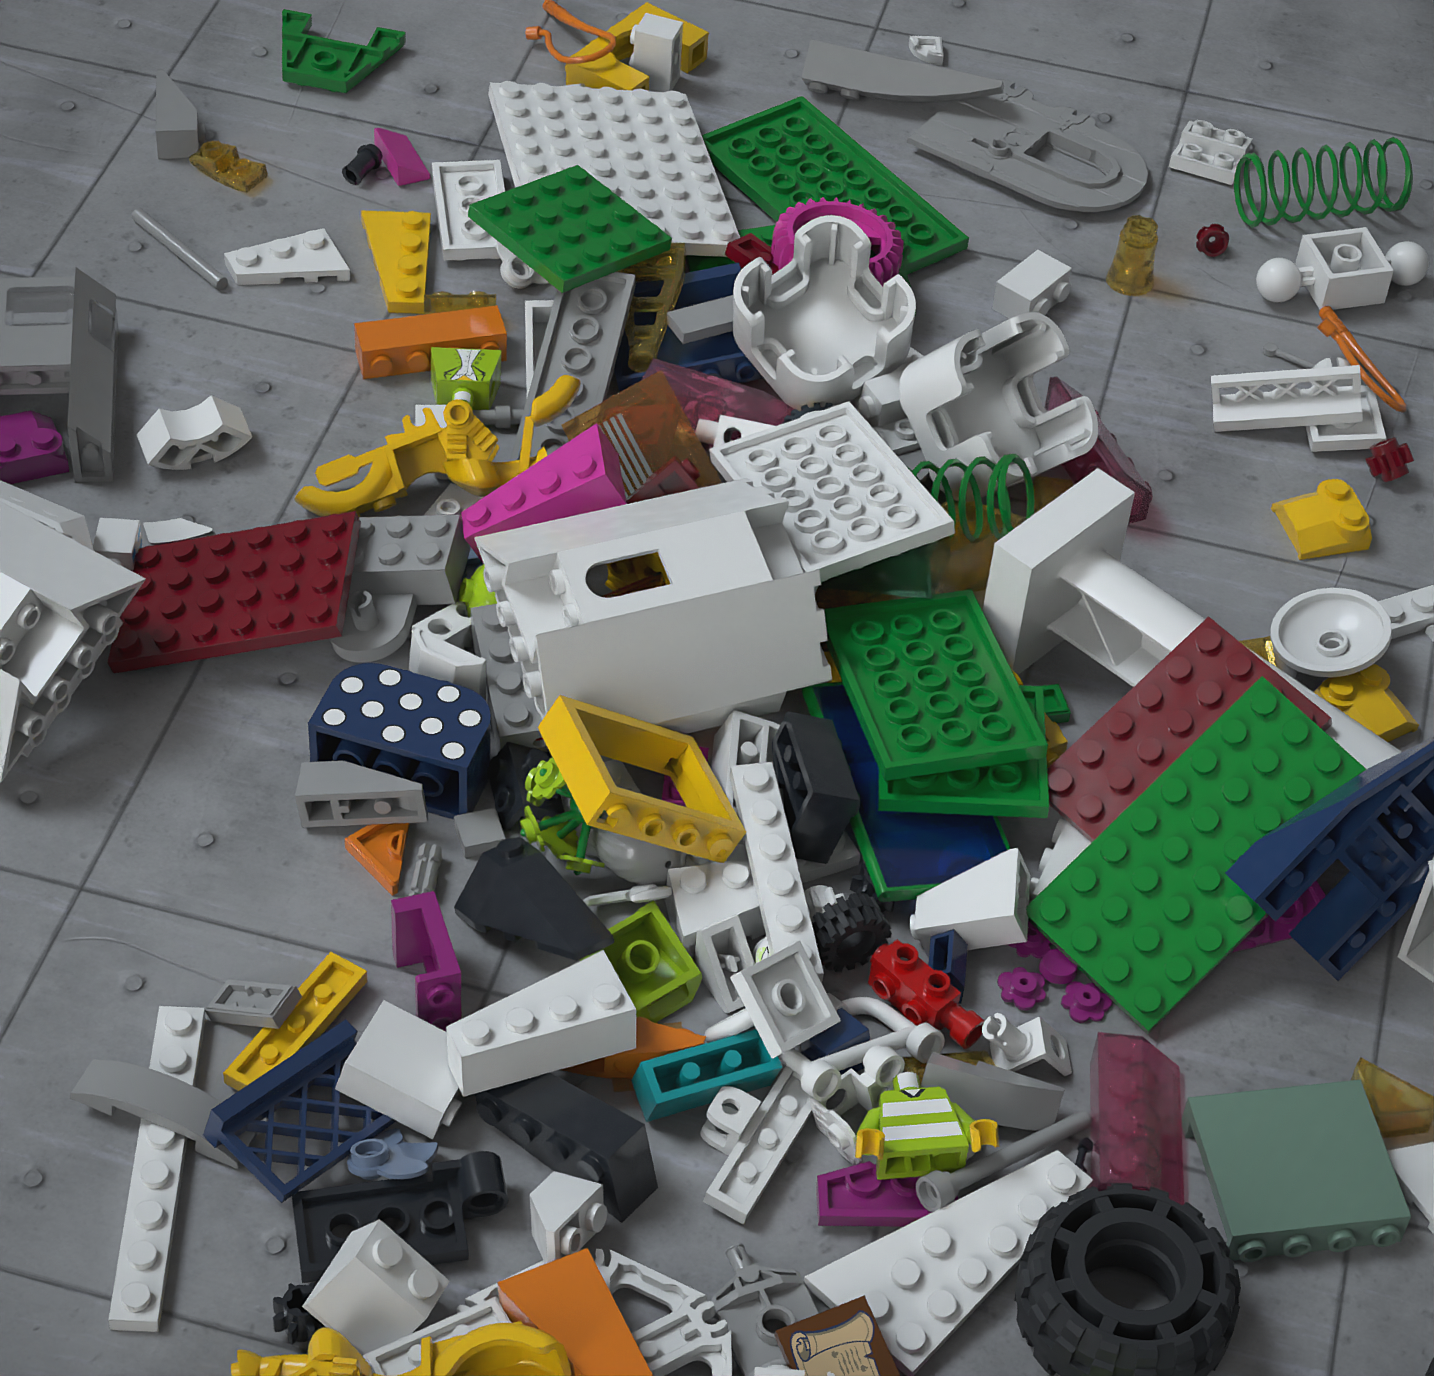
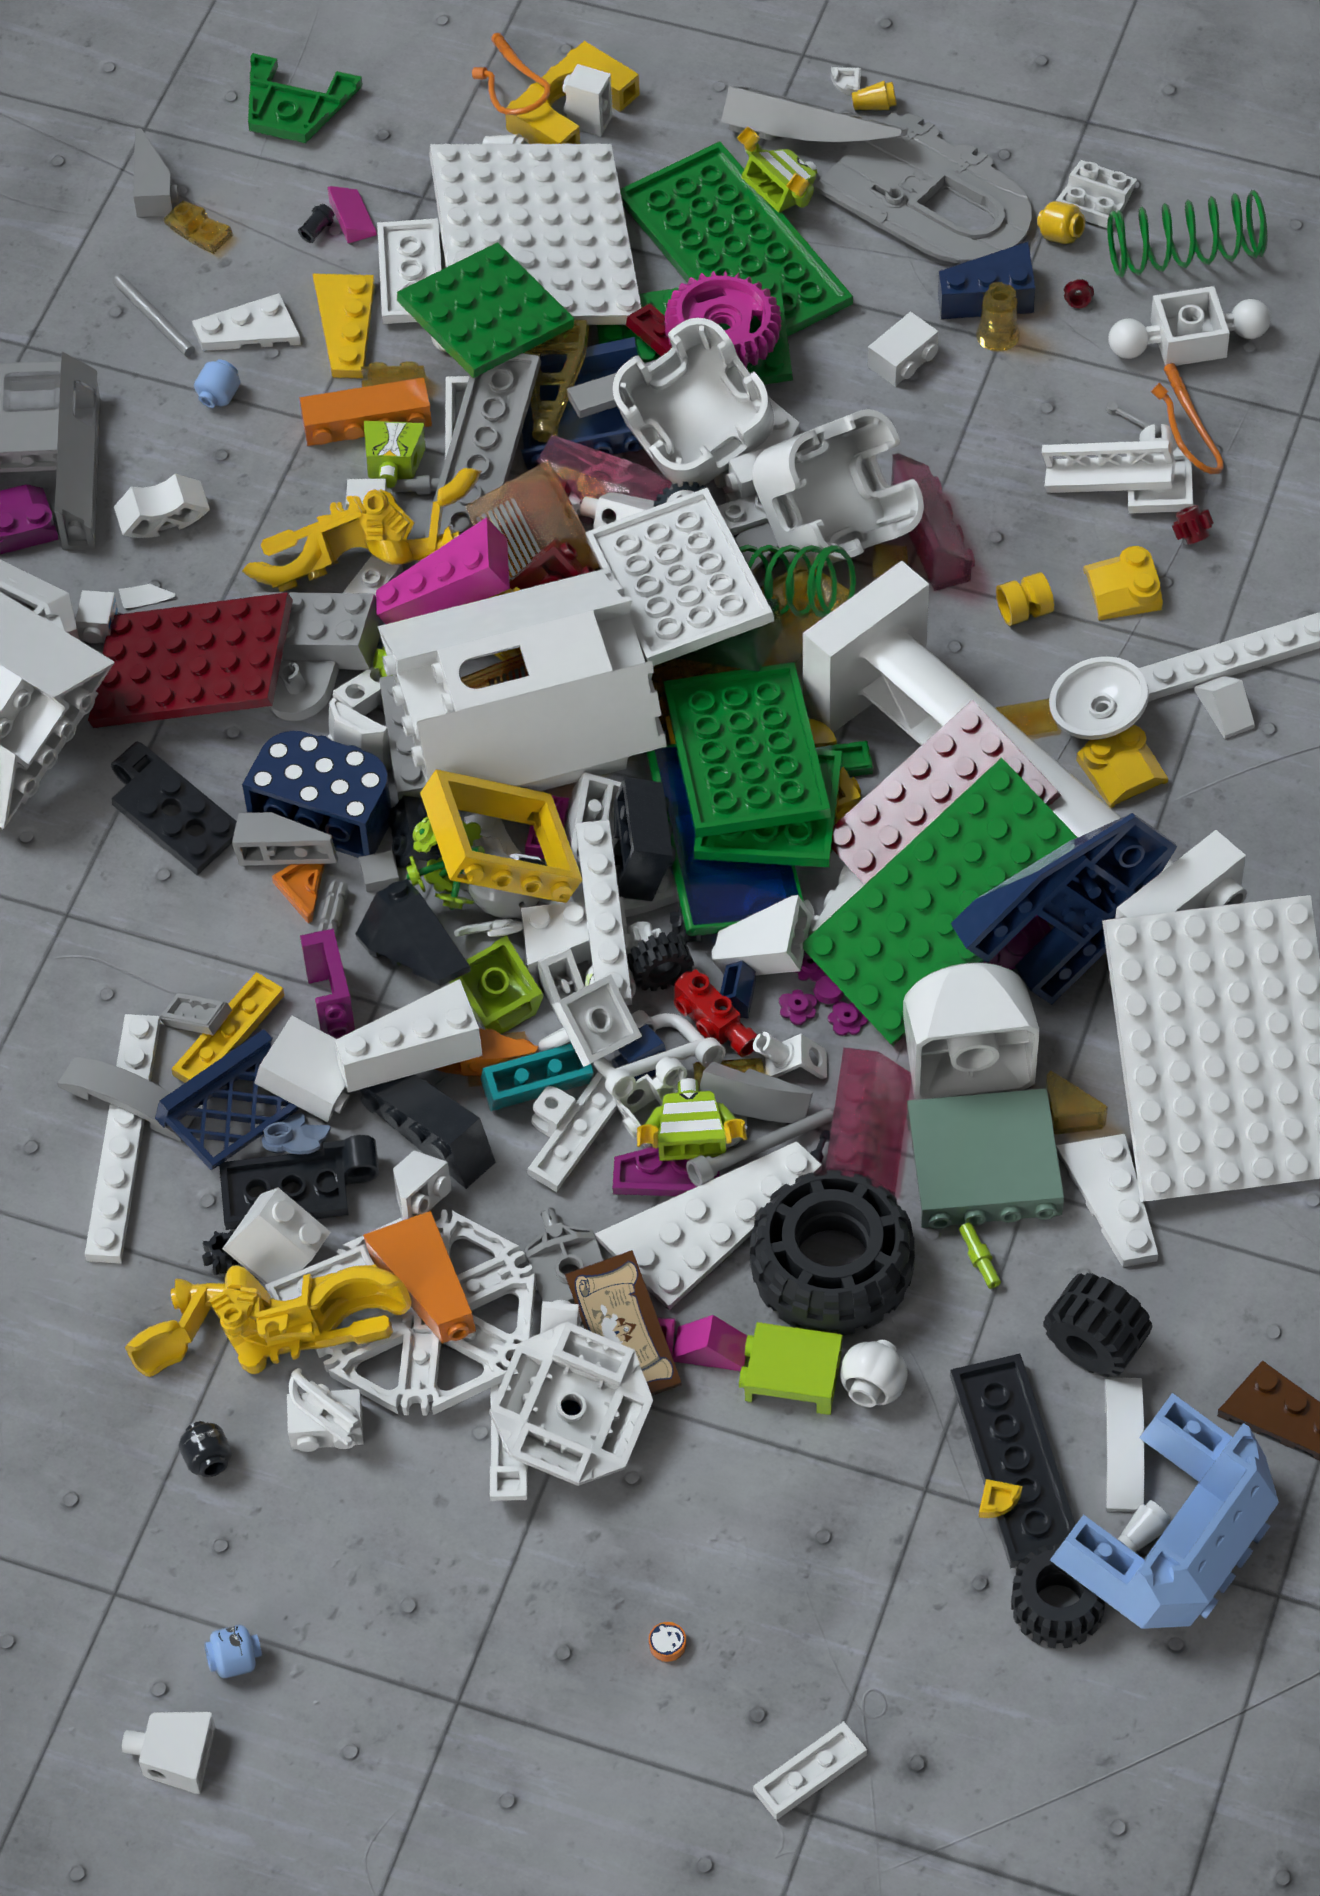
camera: 10 degrees right, 10 degrees up
(188, 734) = (154, 785): none -> black hinge
(256, 312) = (217, 383): none -> light blue head
(869, 122) = (777, 174): none -> lime torso
(965, 59) = (875, 97): none -> yellow cone
(1093, 230) = (964, 285): none -> dark blue wedge
(1181, 174) = (1061, 222): none -> yellow head
(1217, 533) = (1021, 599): none -> yellow wheel
(1260, 1008) = (970, 1032): none -> white piece
(1310, 1296) = (979, 1255): none -> lime bar

